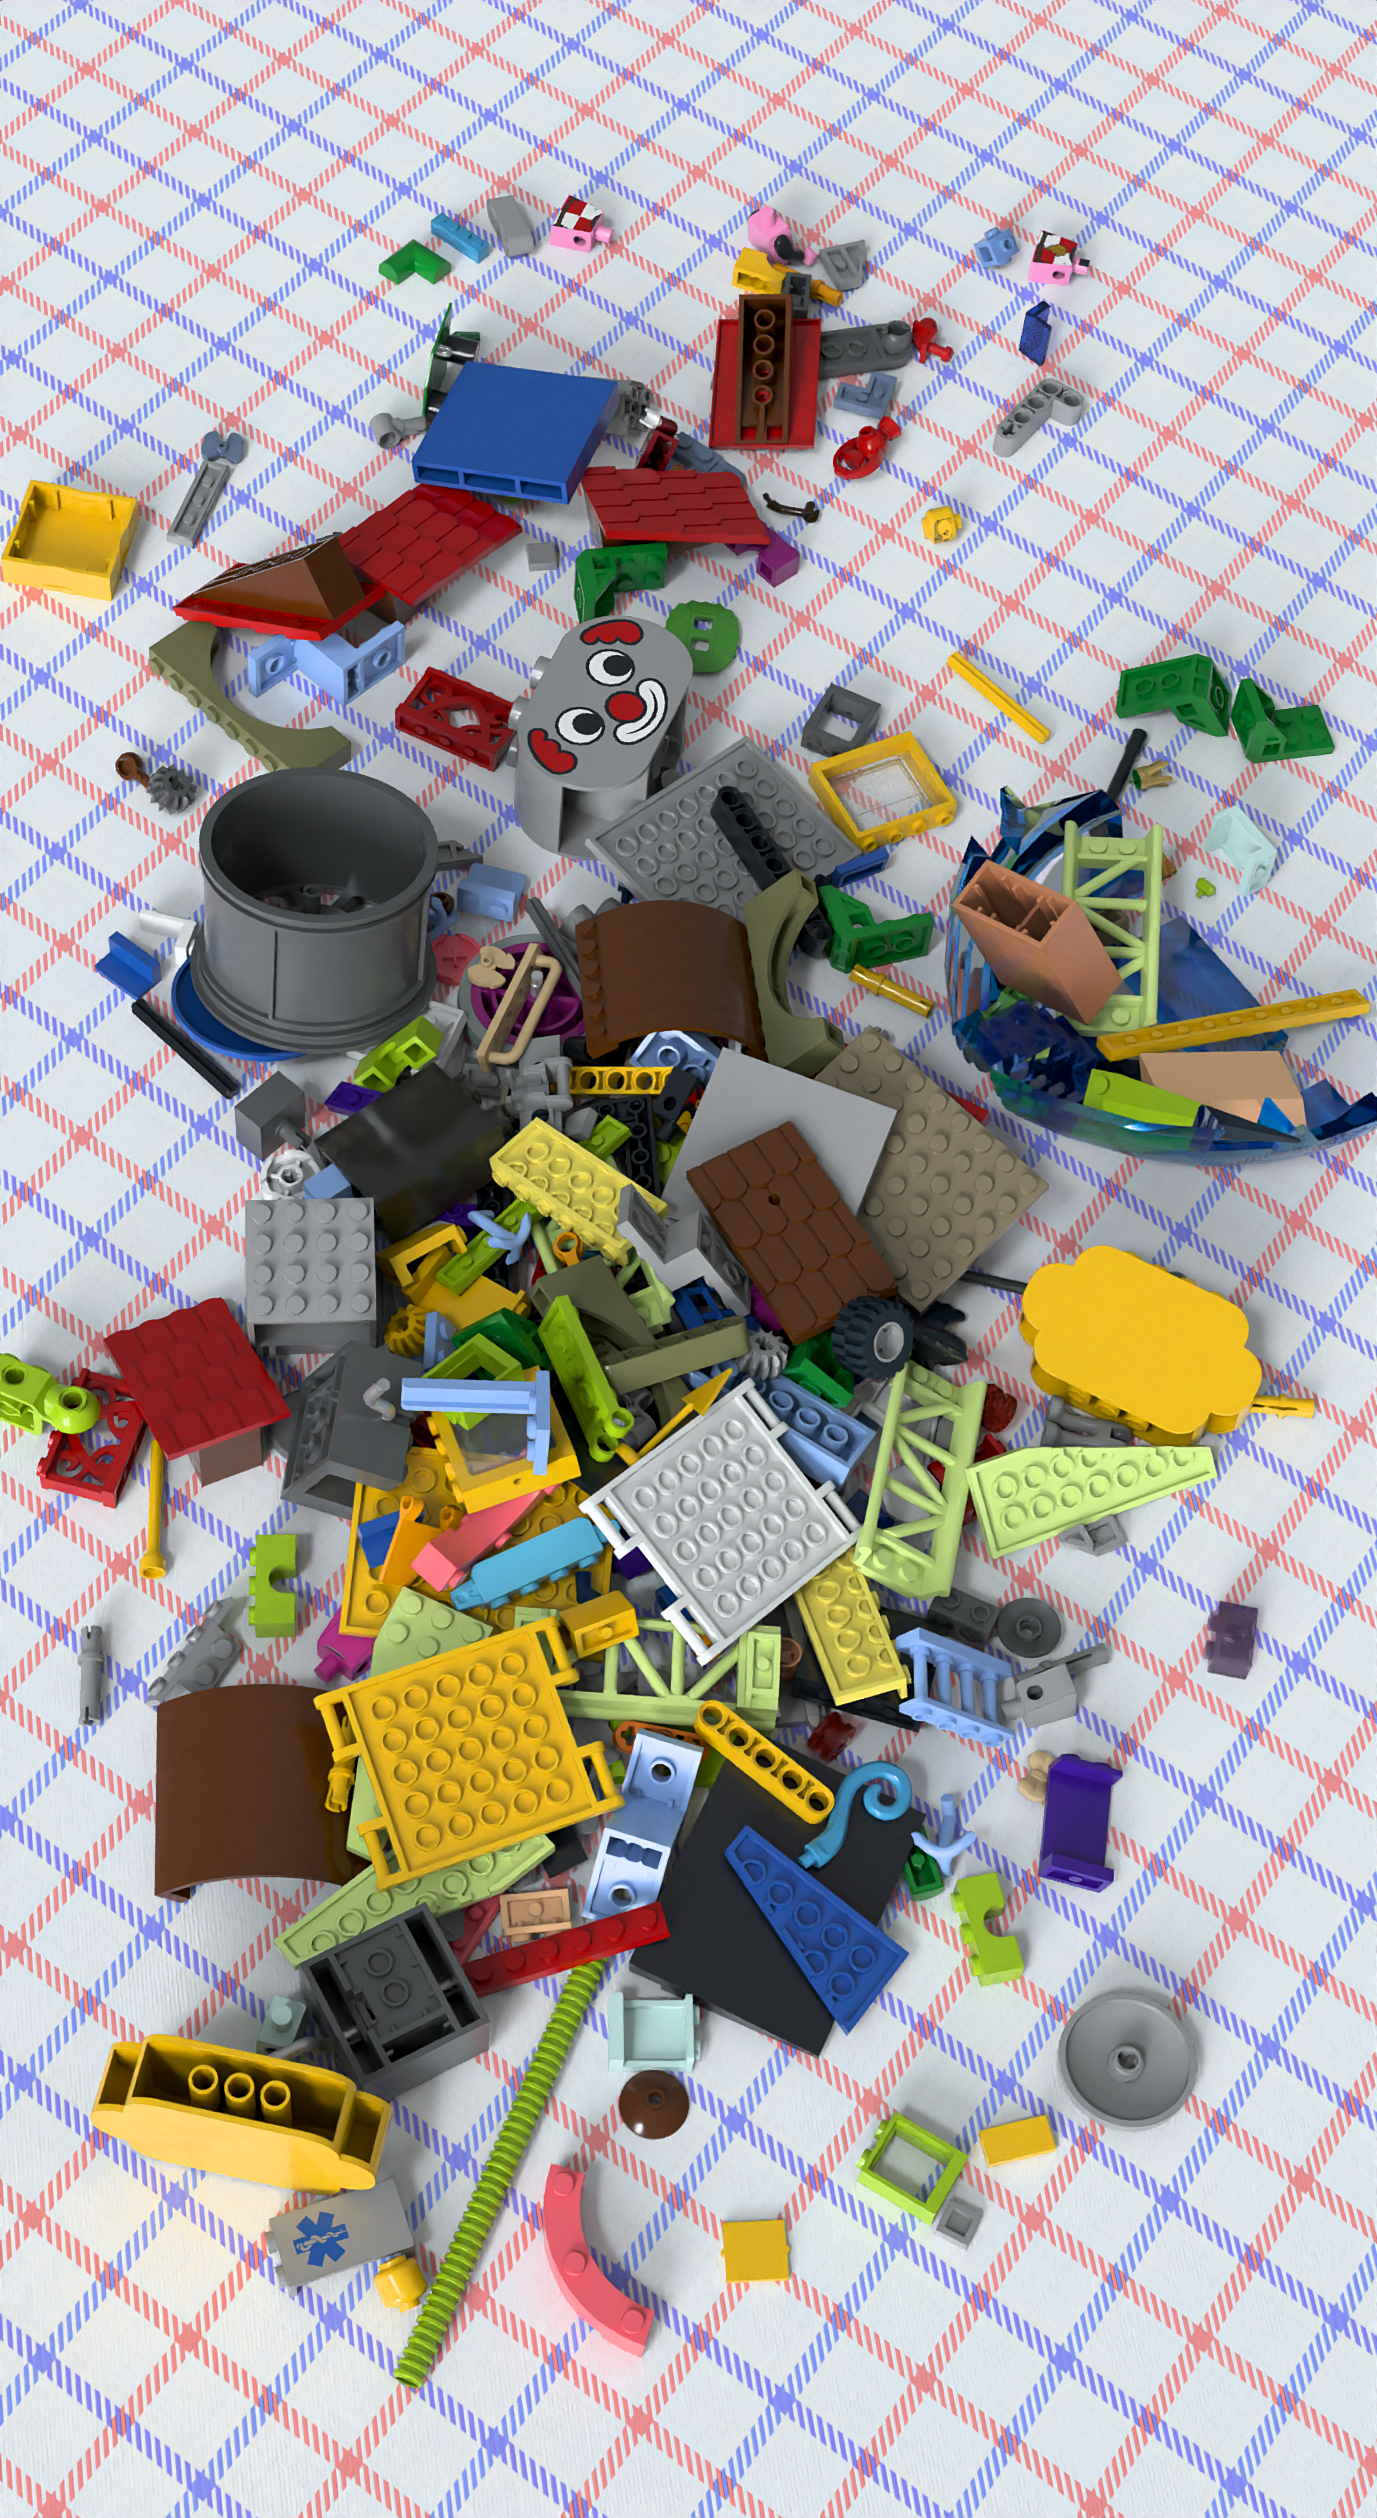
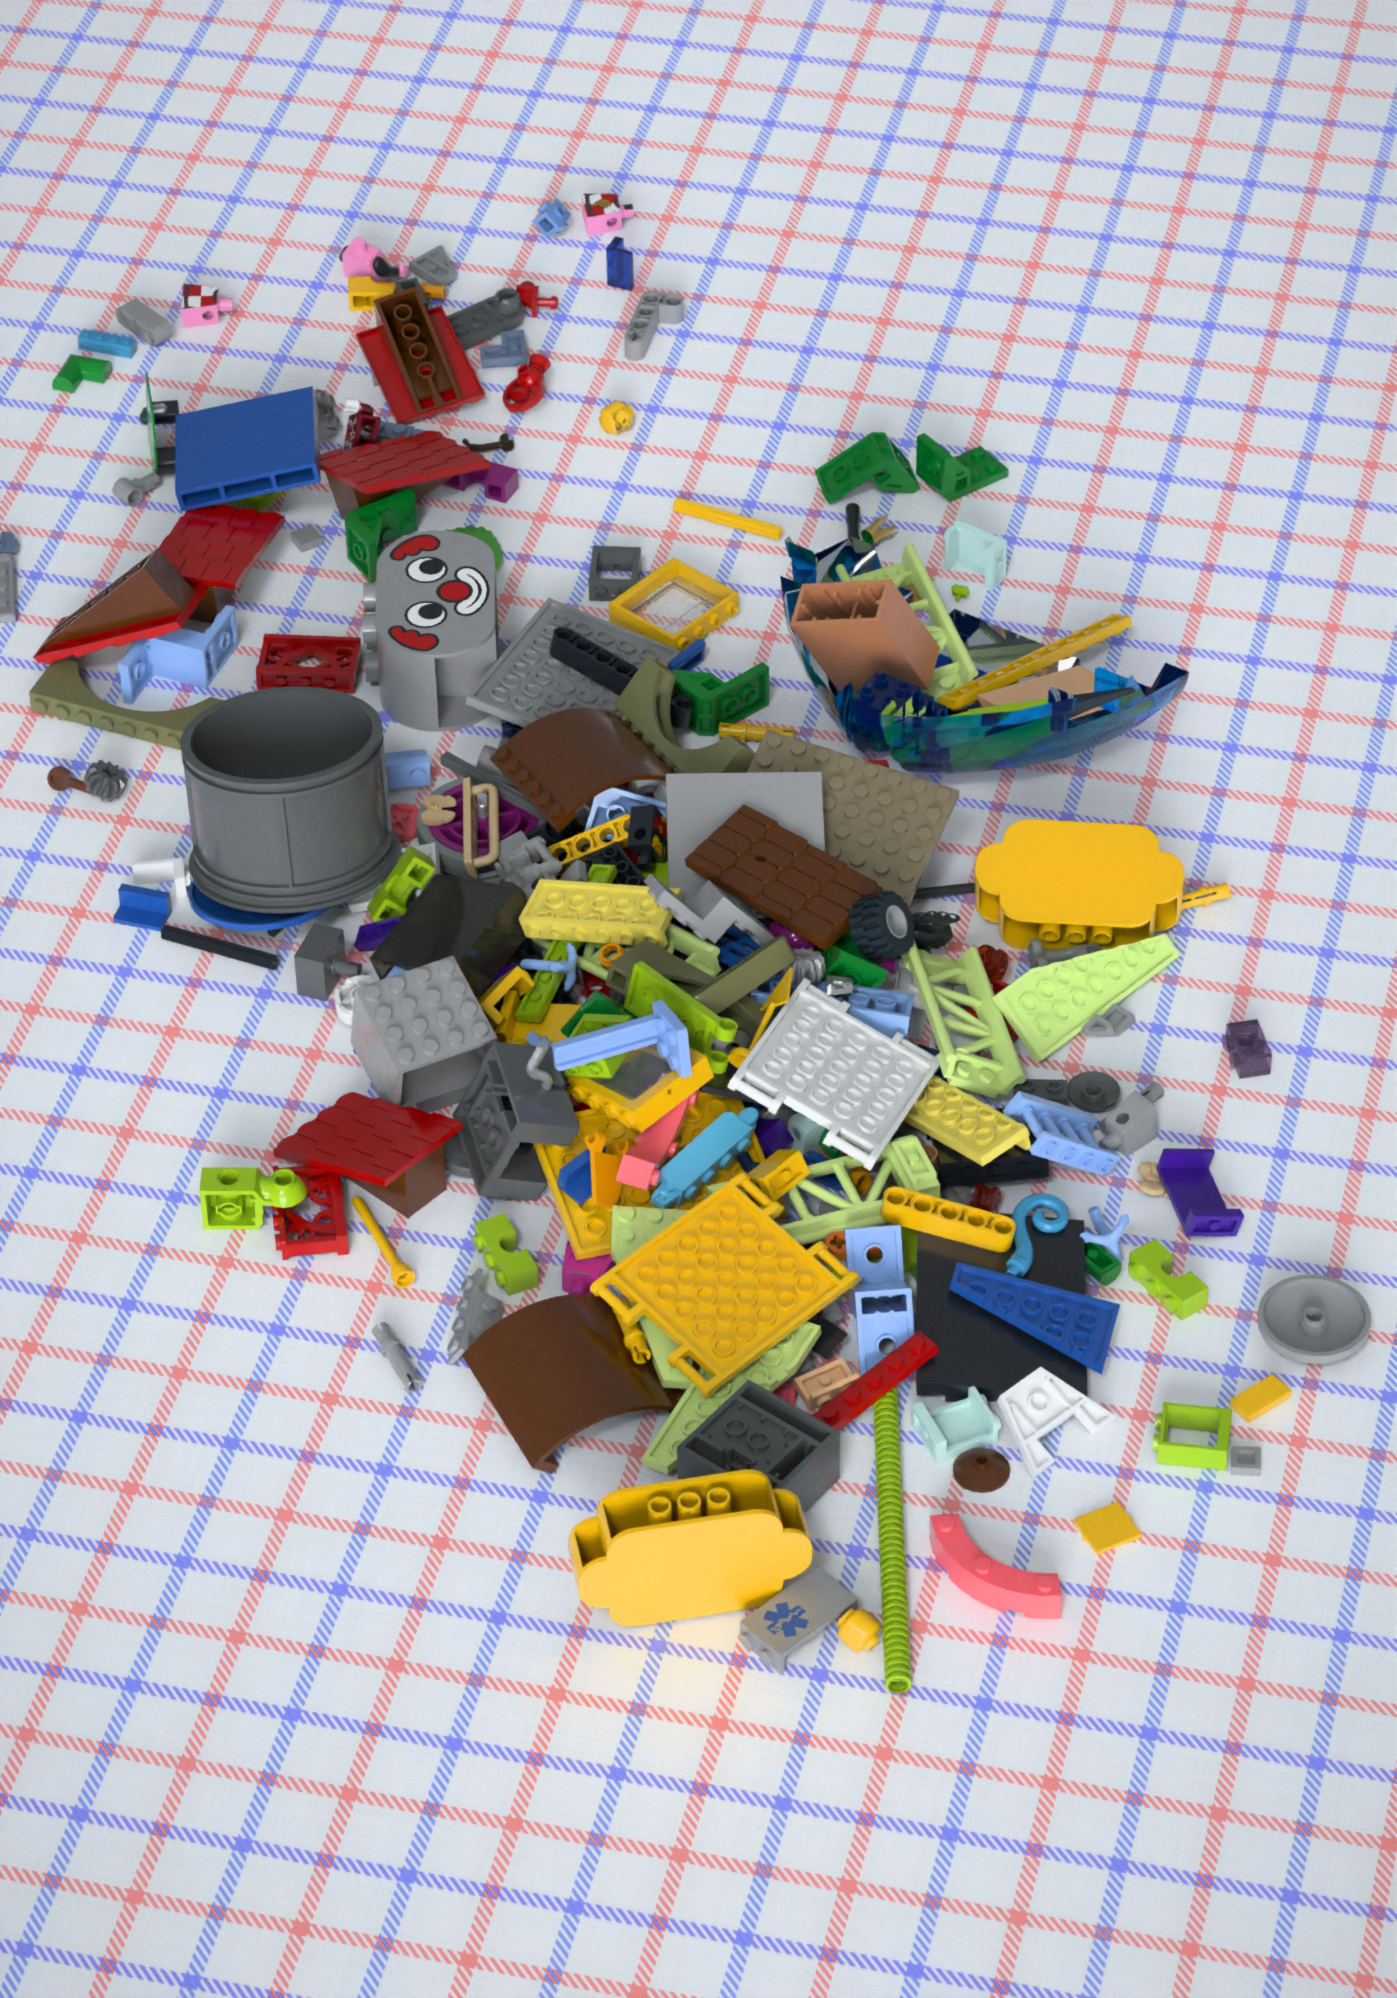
camera: 15 degrees left, 15 degrees down
(752, 2055) = (1041, 1405): none -> white wing
(788, 1395) = (838, 985): none -> light grey tile

